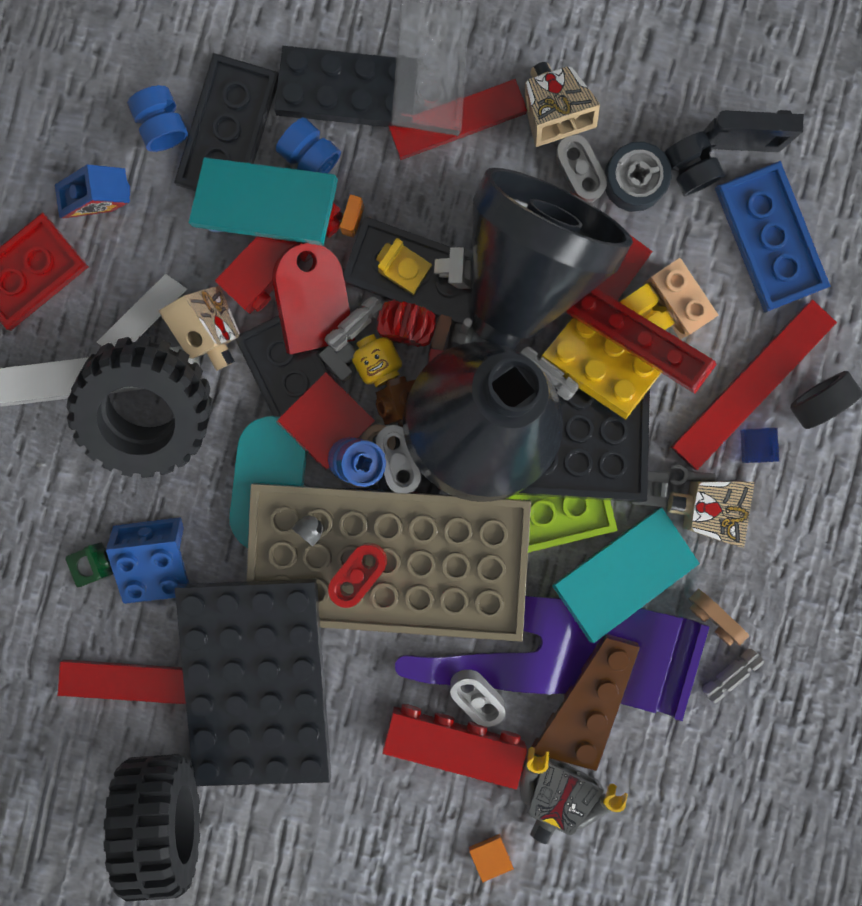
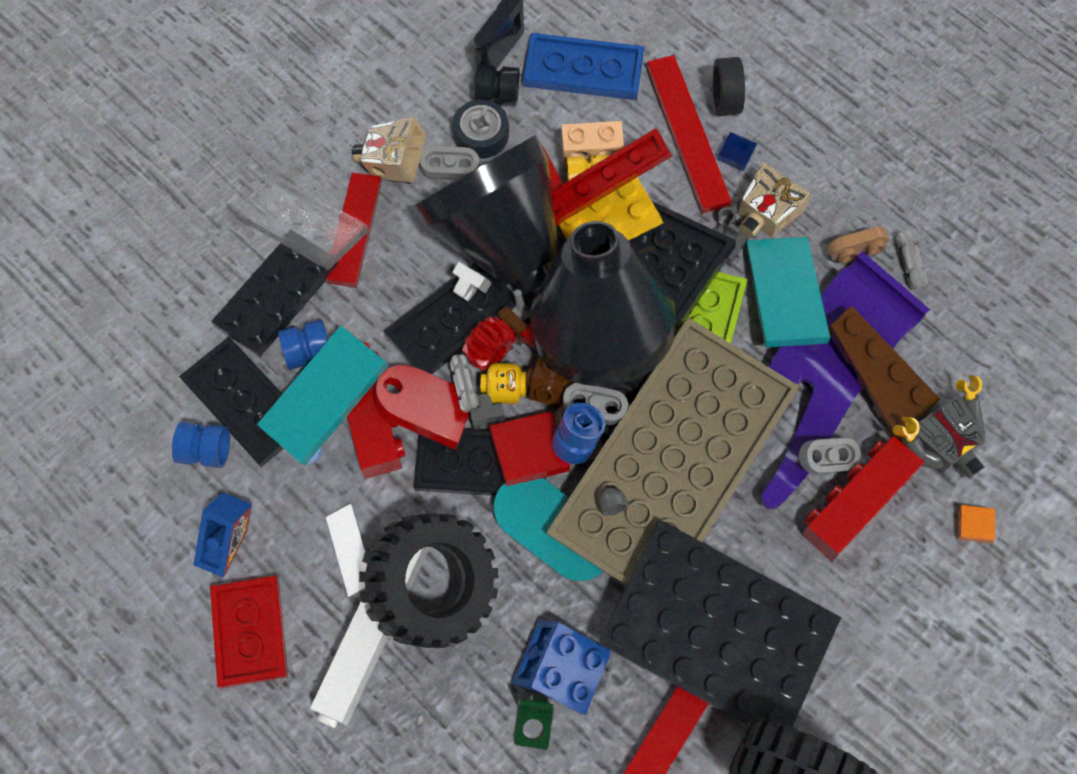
camera: 60 degrees left, 20 degrees down
(203, 325) = (378, 499): tan torso -> none
(352, 216) = (377, 341): orange tile -> none
(358, 574) = (673, 483): red plate -> none
(402, 266) = (443, 321): yellow bracket -> none

